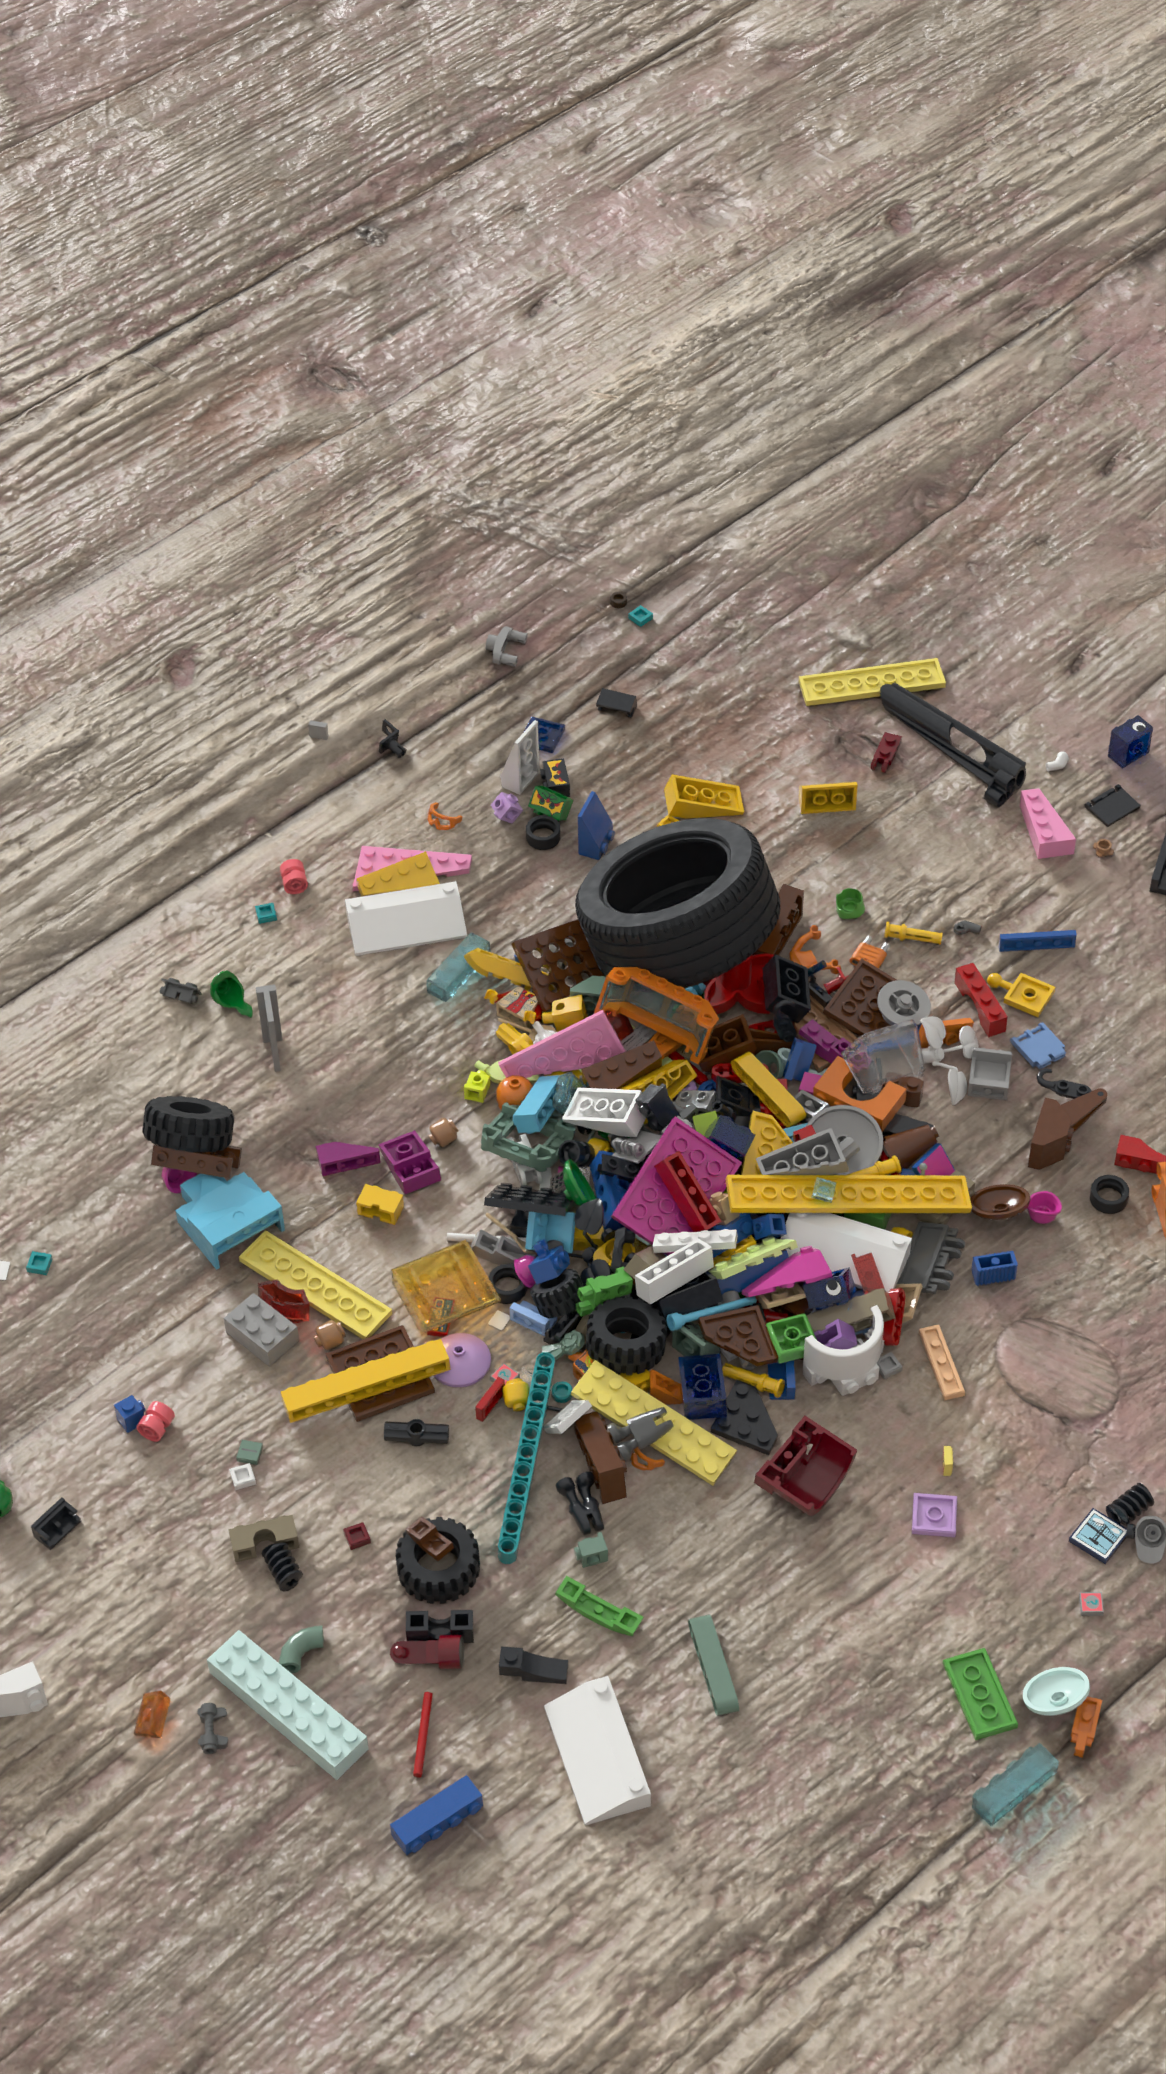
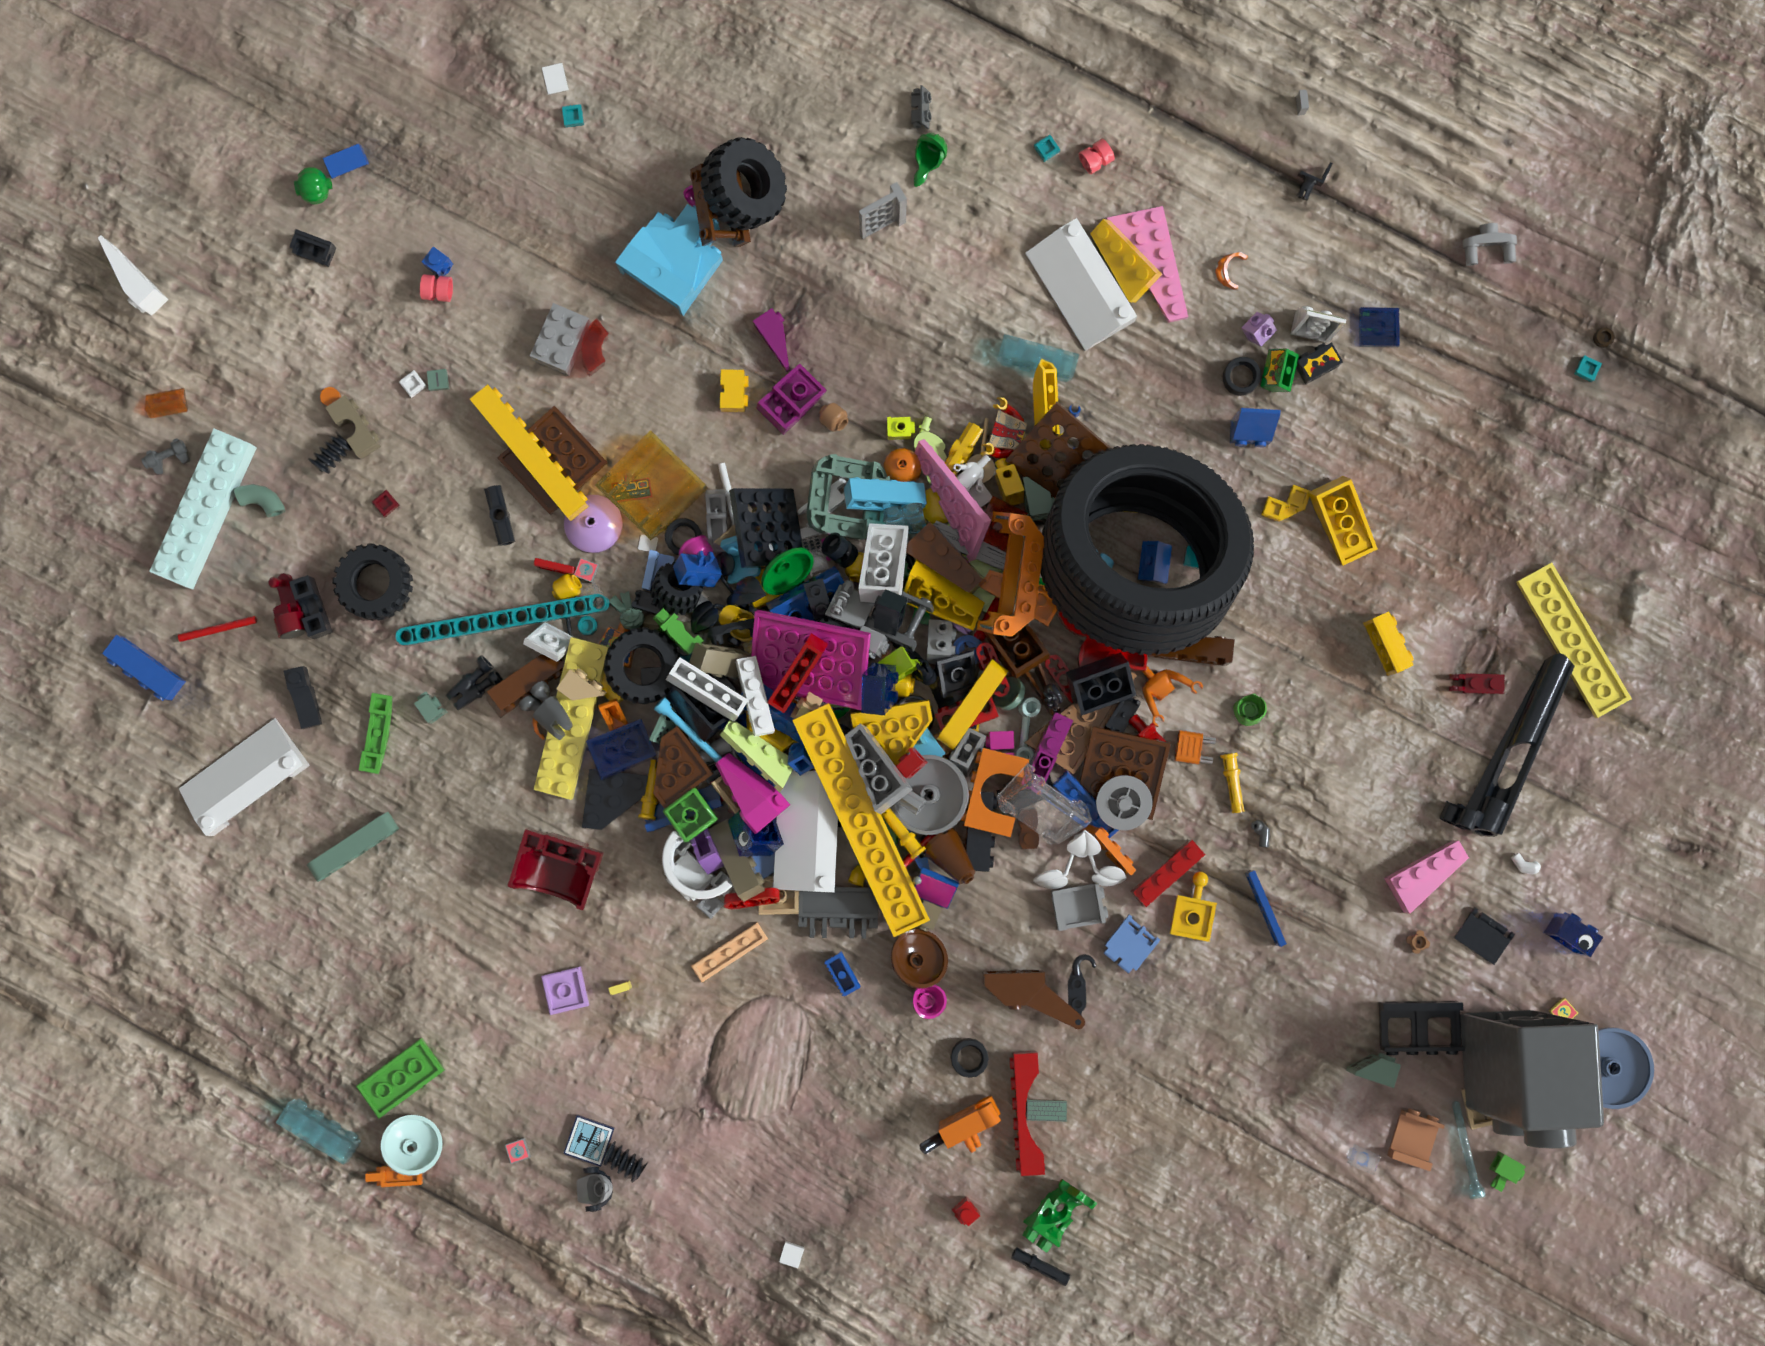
camera: 70 degrees right, 35 degrees up
(220, 1554) = (329, 395): none -> orange tile
(323, 1288) = (626, 367): light yellow plate -> none
(329, 1335) = (574, 401): medium nougat head -> none
(429, 1539) = (374, 570): reddish brown slope -> none
(617, 701) = (1446, 388): black hinge -> none
(625, 1392) = (577, 686): none -> tan slope
(799, 1059) = (1024, 720): blue panel -> none
(817, 967) = (1142, 698): piece -> none
(824, 1190) = (846, 798): clear light blue plate -> none
(867, 1272) = (780, 862): clear red panel -> none

